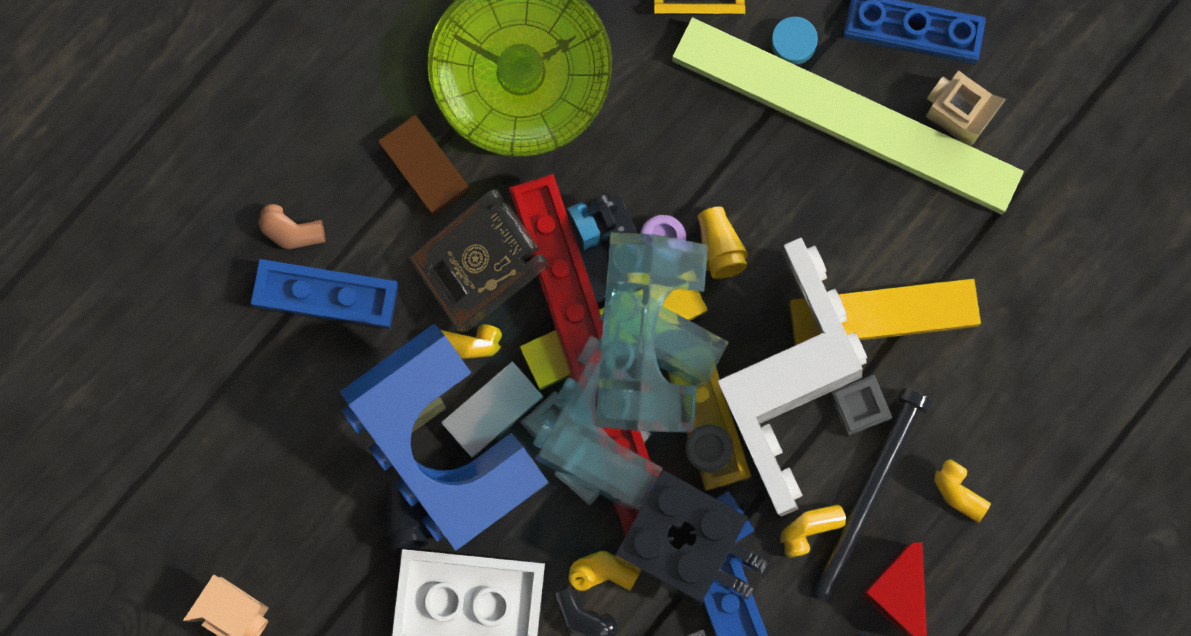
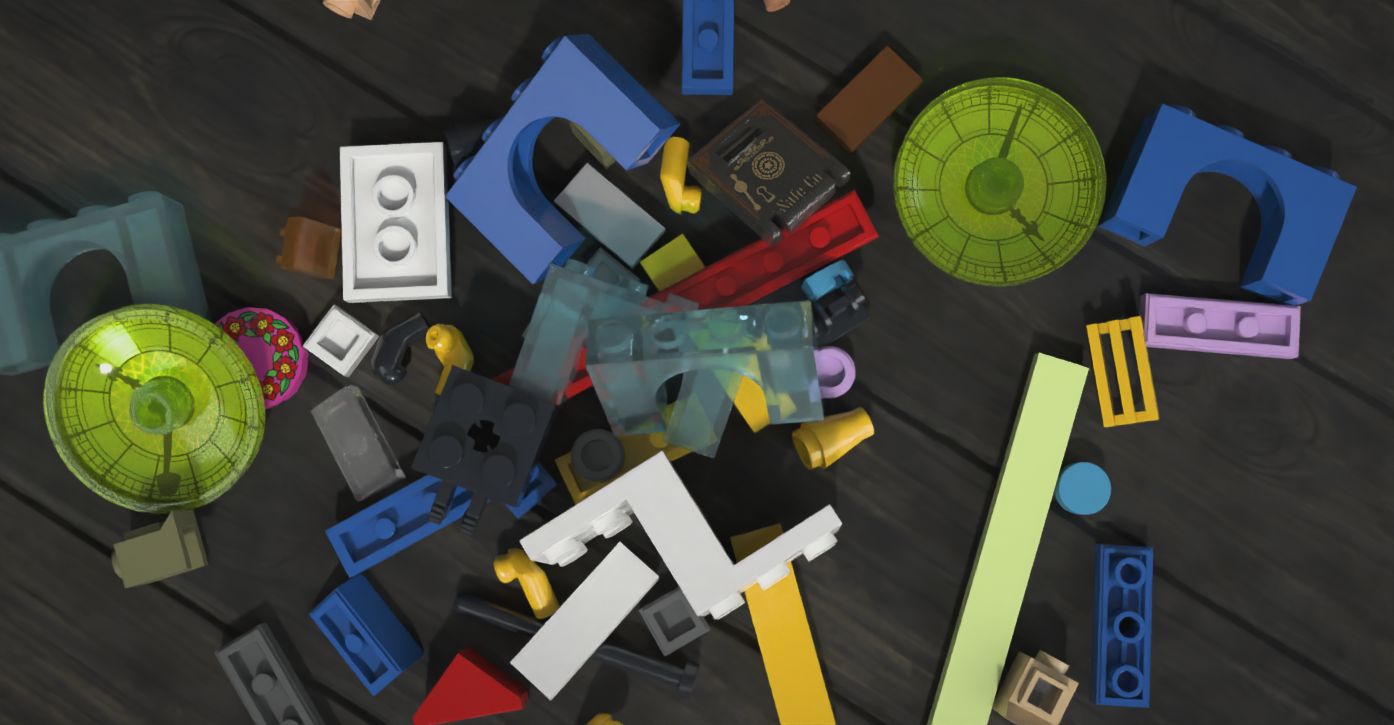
camera: 80 degrees right, 5 degrees up
(852, 480) = (584, 621): none -> white tile

